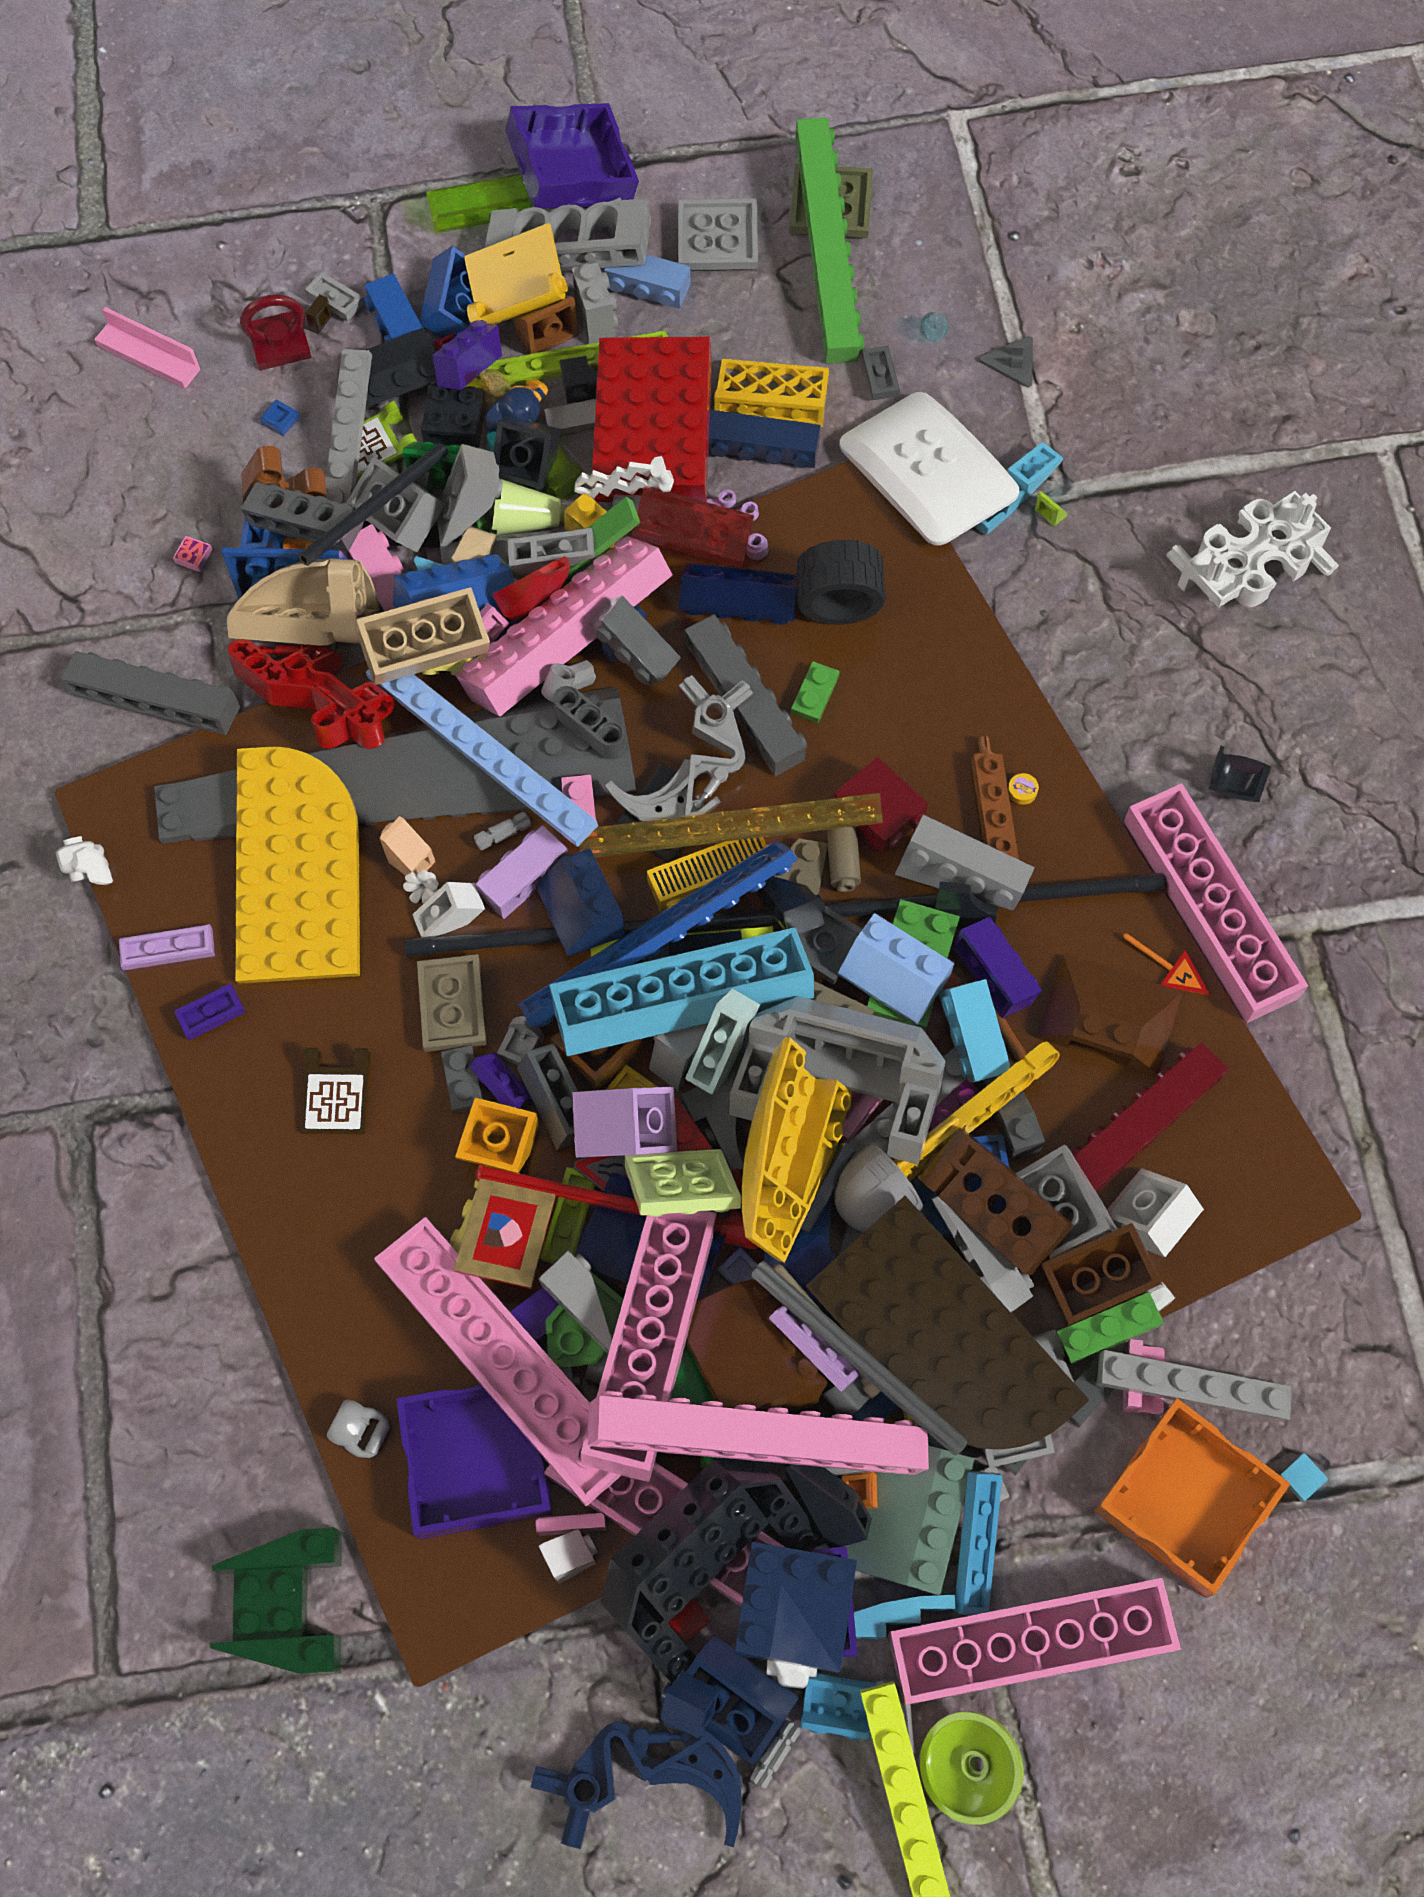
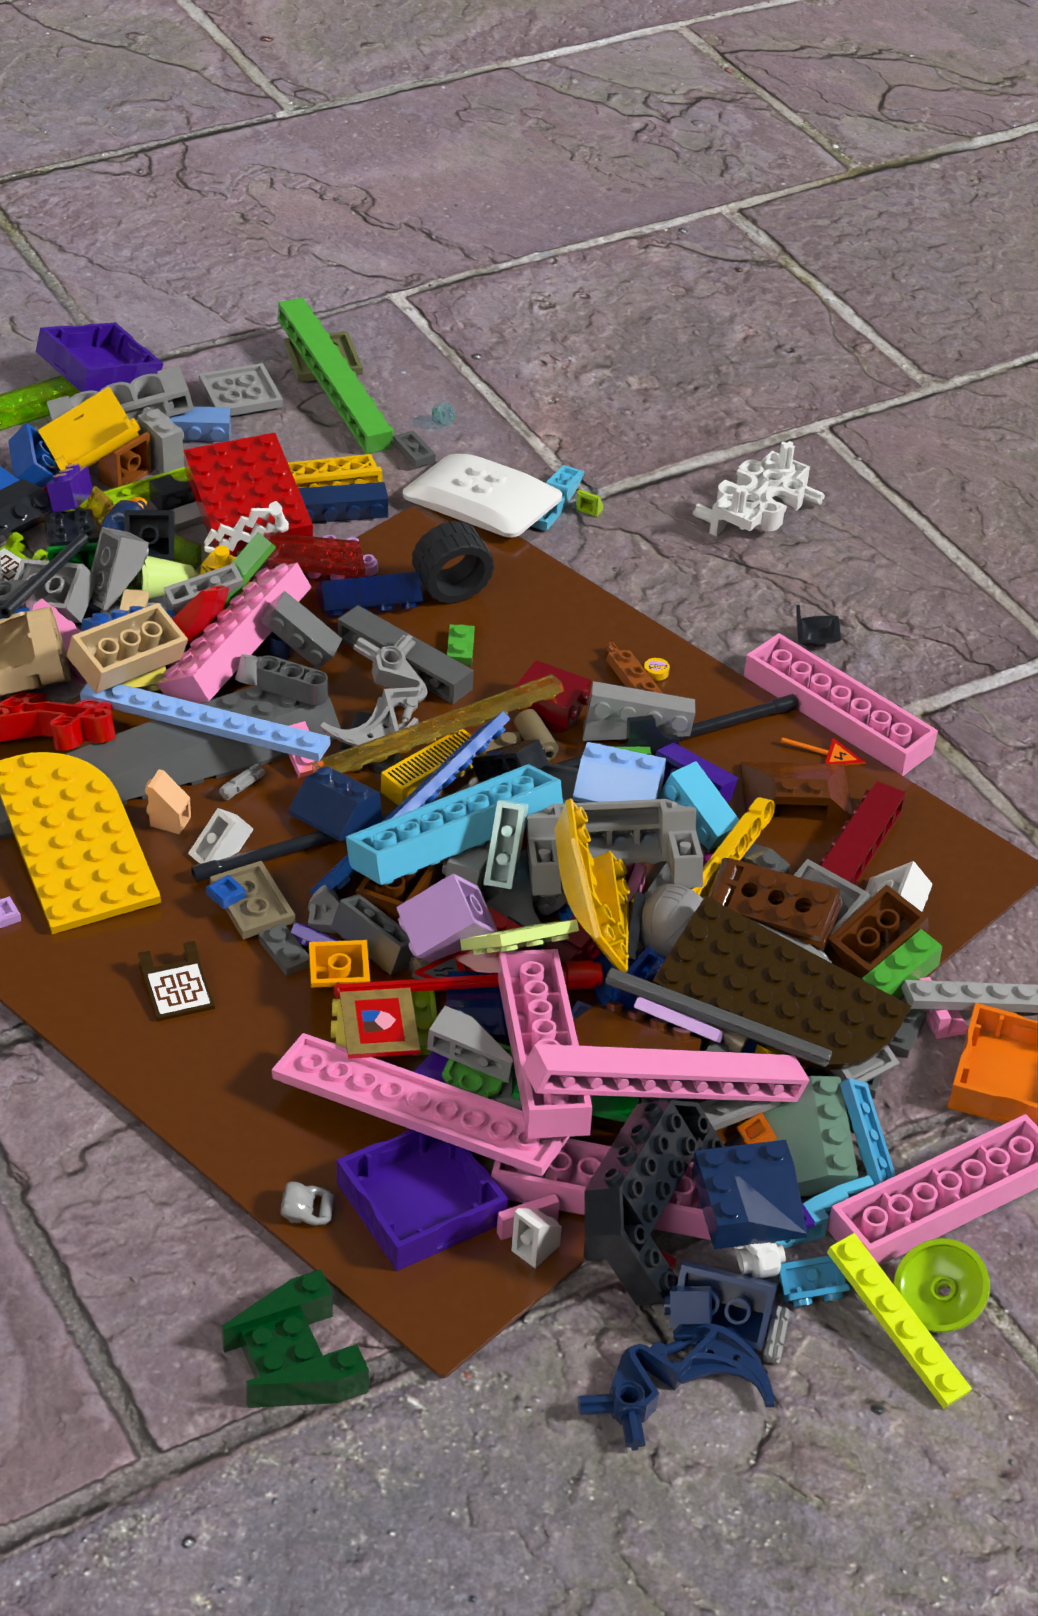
camera: 25 degrees left, 25 degrees down
(209, 1011) = (37, 953): dark purple plate -> none
(422, 885) = (185, 831): white plant -> none
(423, 990) = (226, 891): none -> blue tile
(520, 871) = (271, 800): lavender brick -> none
(833, 1504) = (732, 1128): black slope -> none
(1013, 361) = (514, 426): dark grey piece -> none

